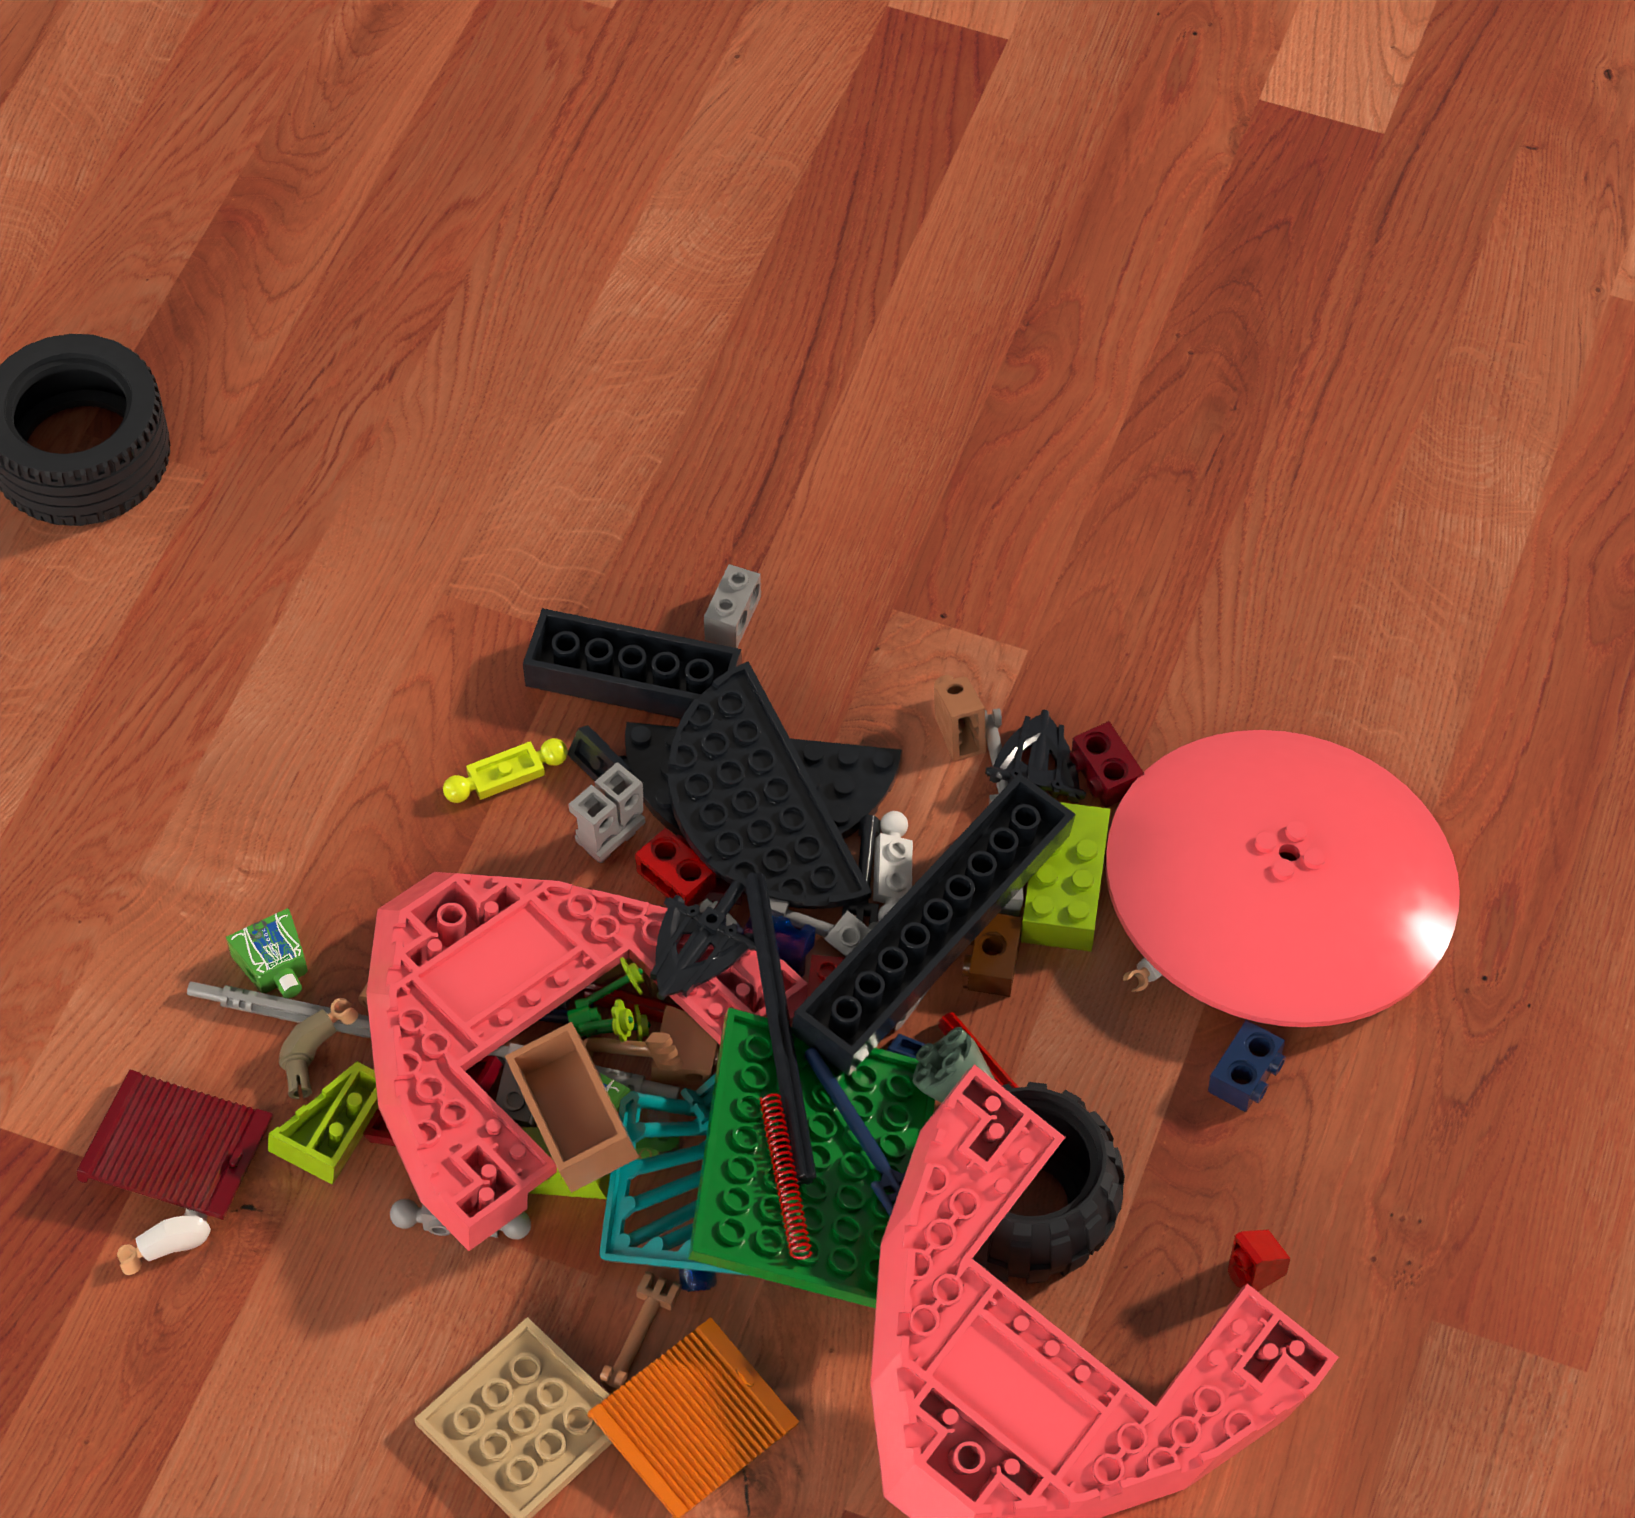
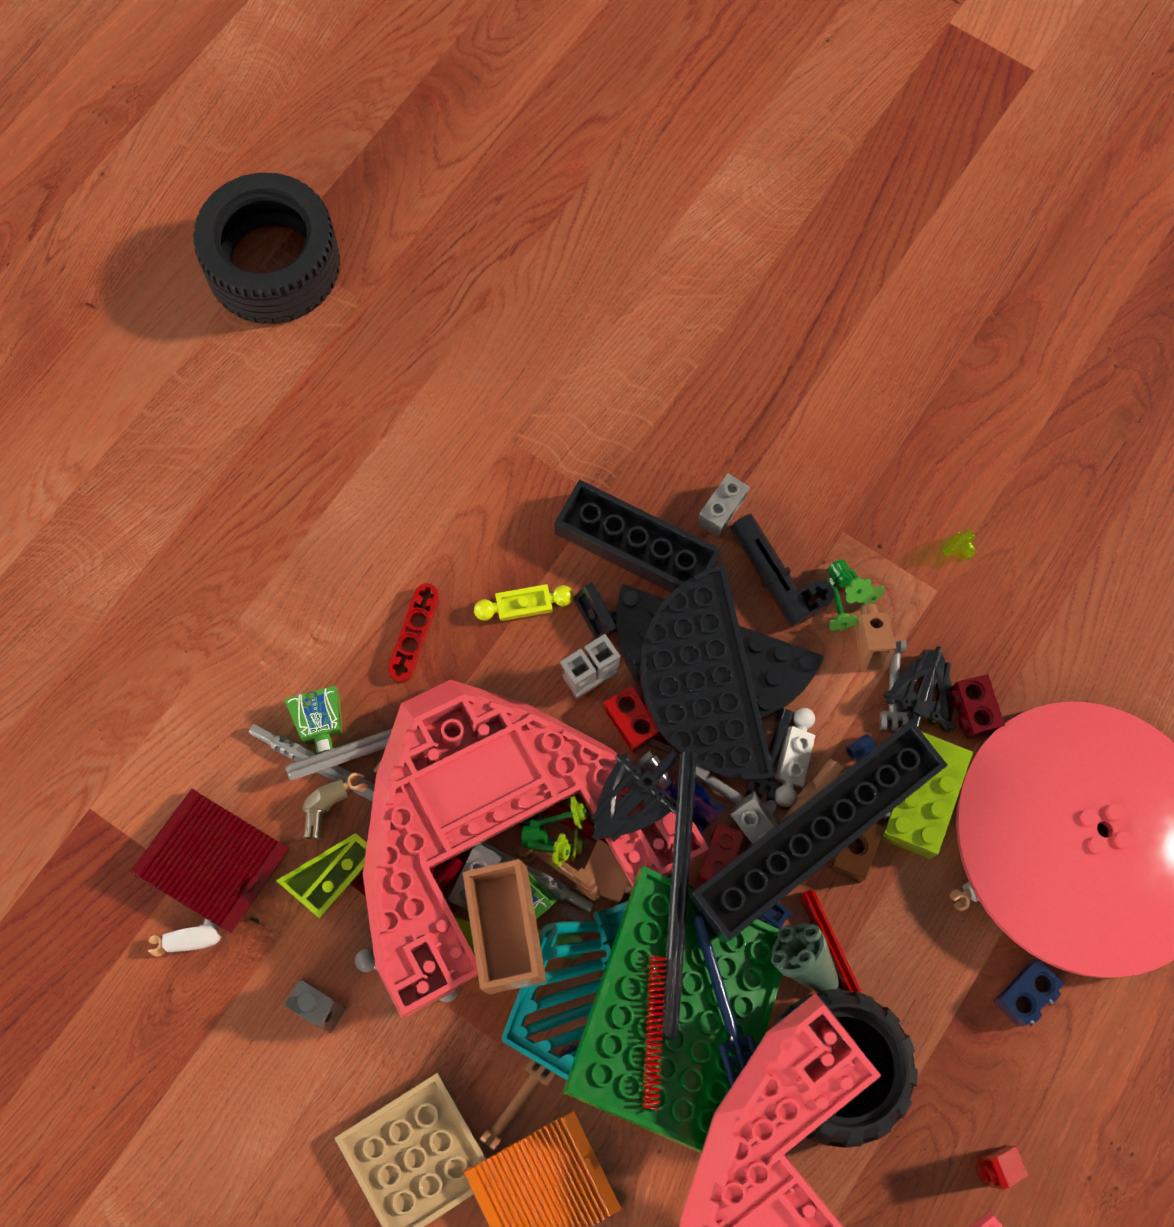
camera: 10 degrees right, 15 degrees up
(310, 988) = (338, 755): none -> light grey axle
(346, 1275) = (315, 1006): none -> dark grey torso
(369, 835) = (416, 633): none -> red beam
(820, 673) = (777, 576): none -> black piece
(918, 657) = (859, 591): none -> plant
(1043, 590) = (960, 545): none -> clear neon green tile

